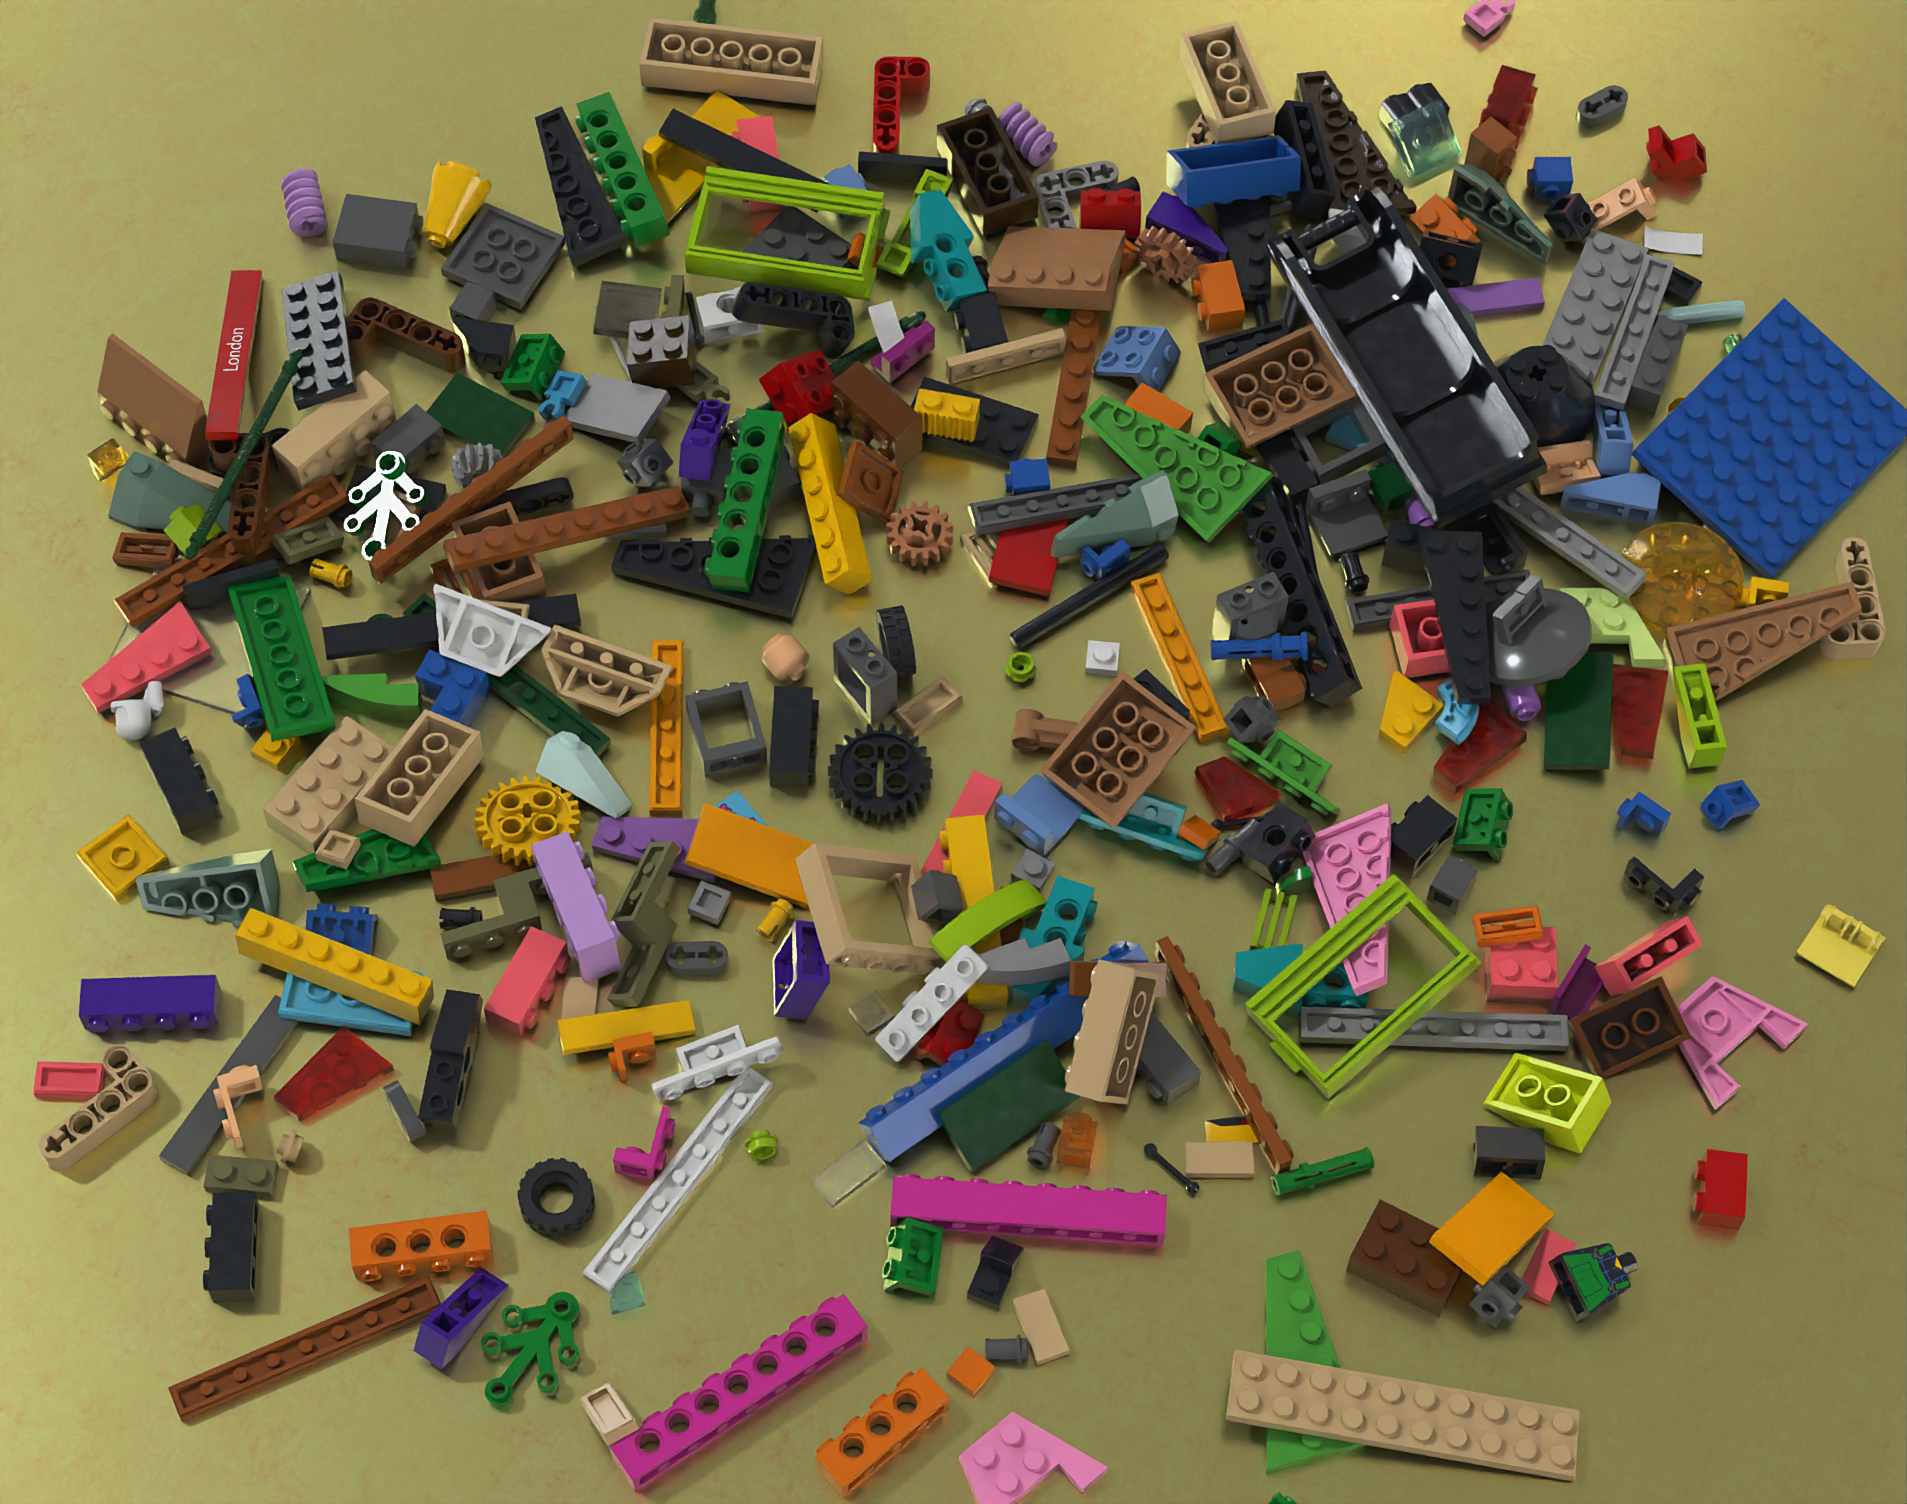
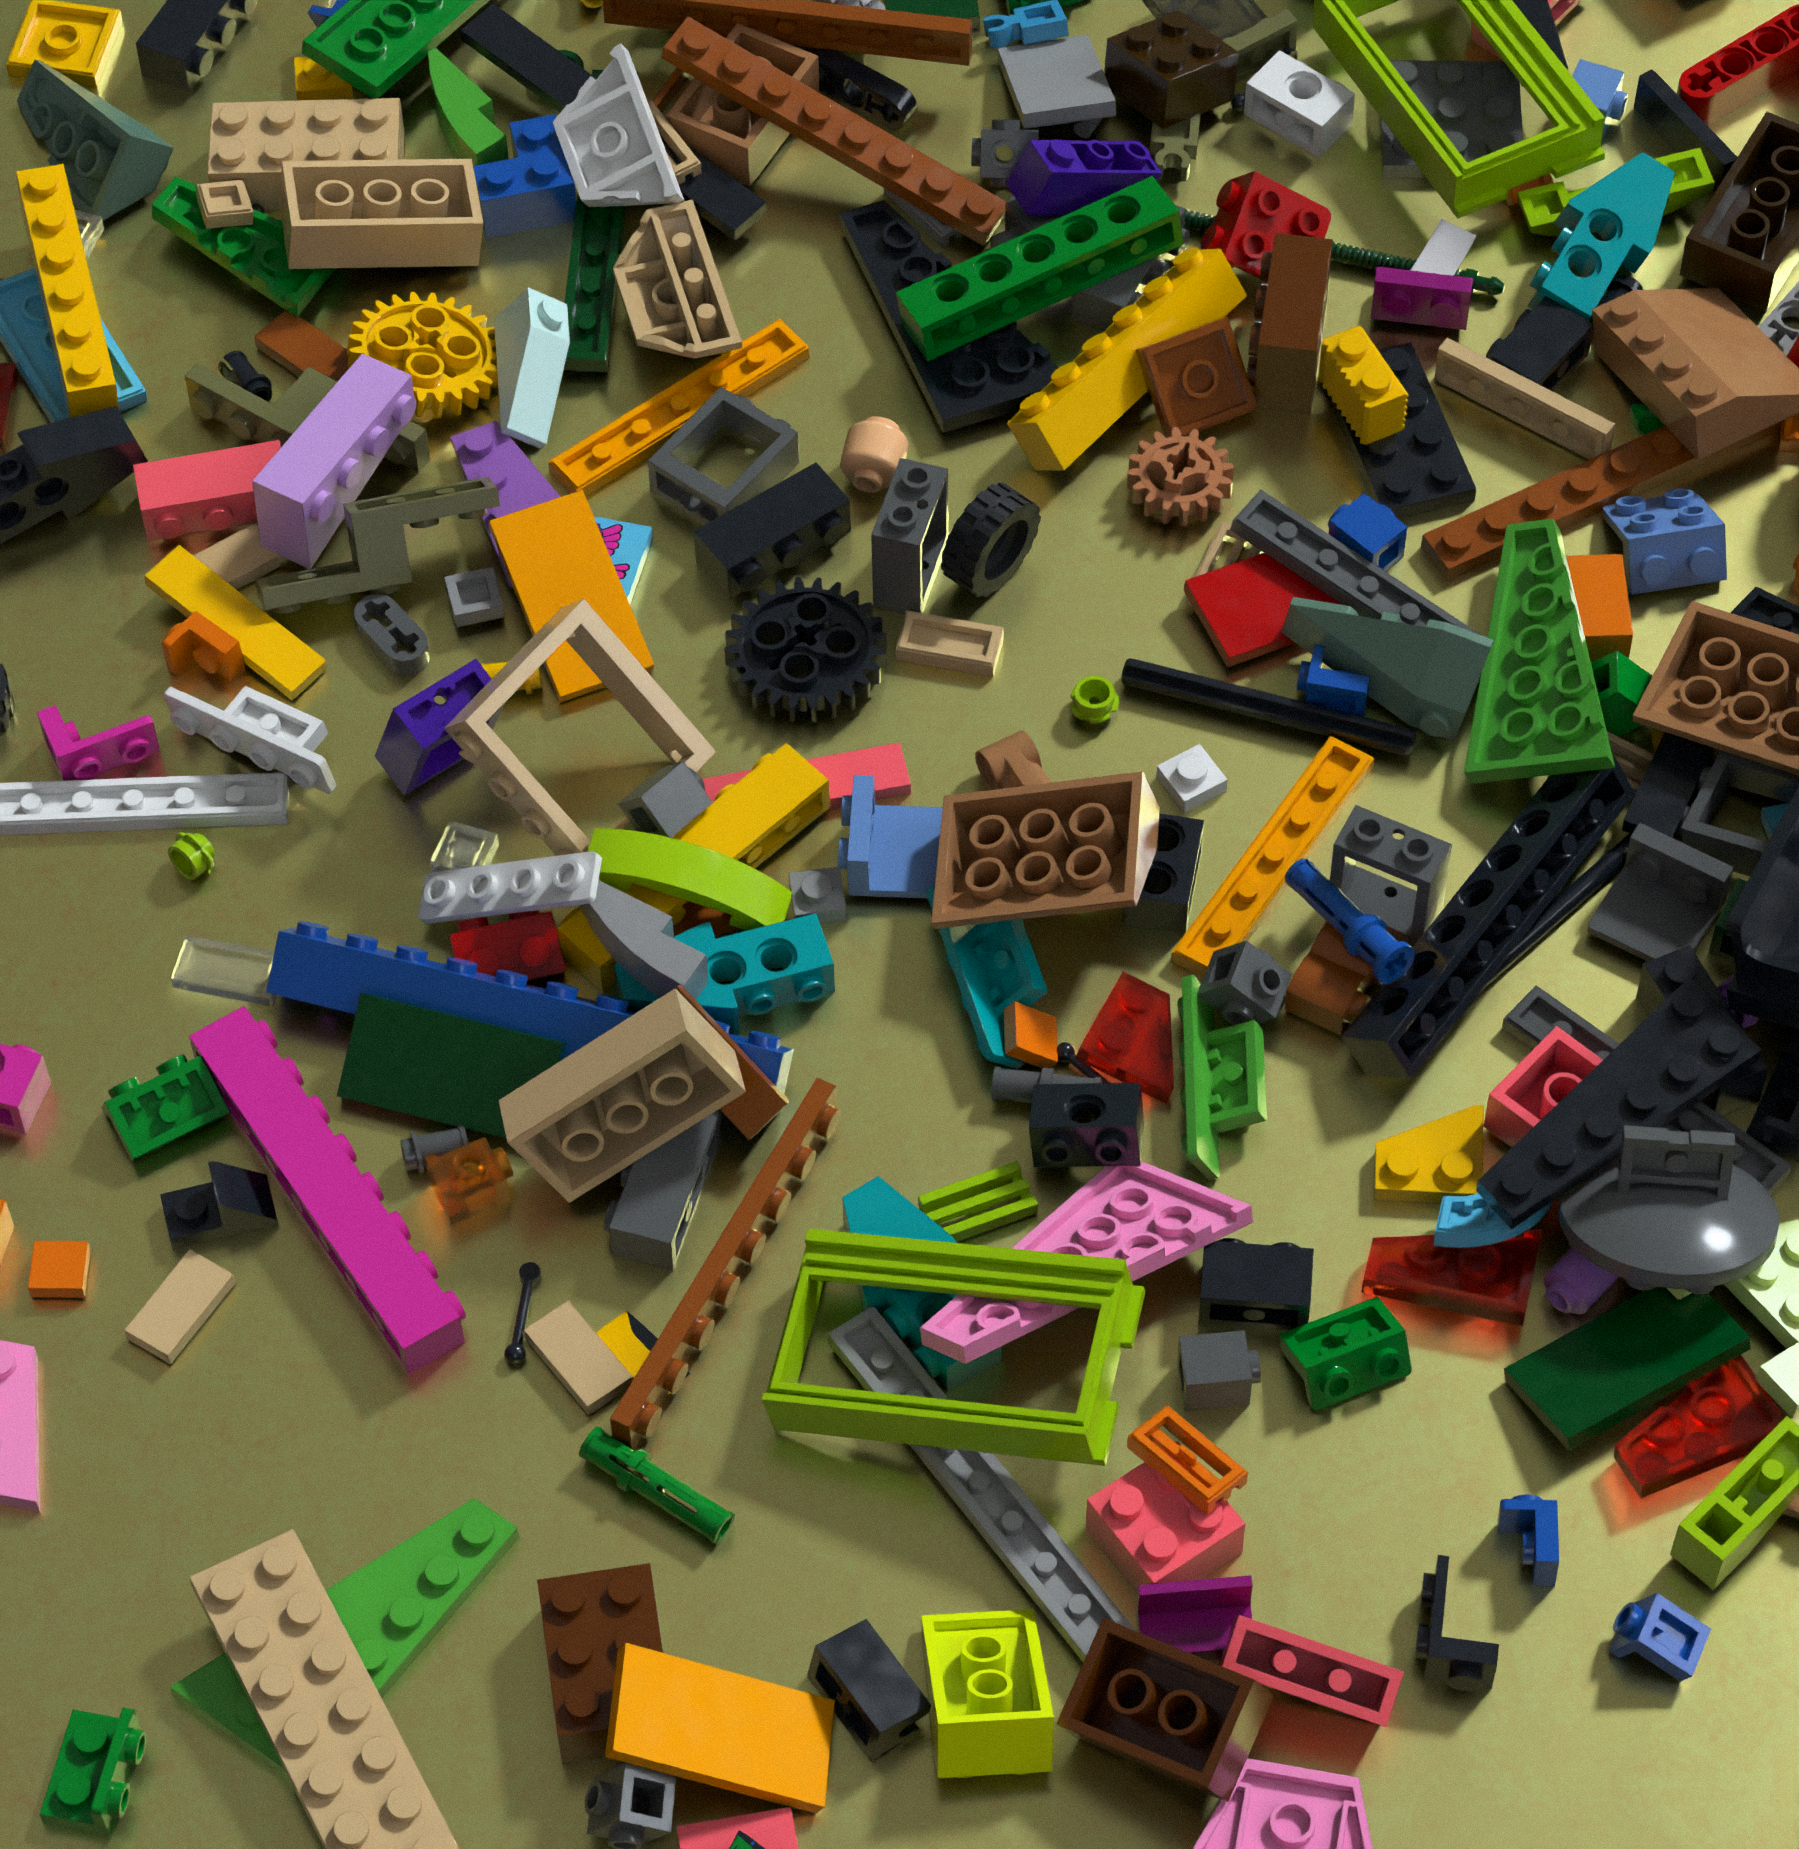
camera: 55 degrees right, 5 degrees down
(348, 928) = (133, 279): blue bracket -> none
(800, 310) = (1304, 98): black beam -> none
(1006, 1348) = (123, 1293): dark grey pin -> none
(1299, 882) = (1054, 1187): green tile -> none
(1356, 580) = (1577, 977): black pin -> none

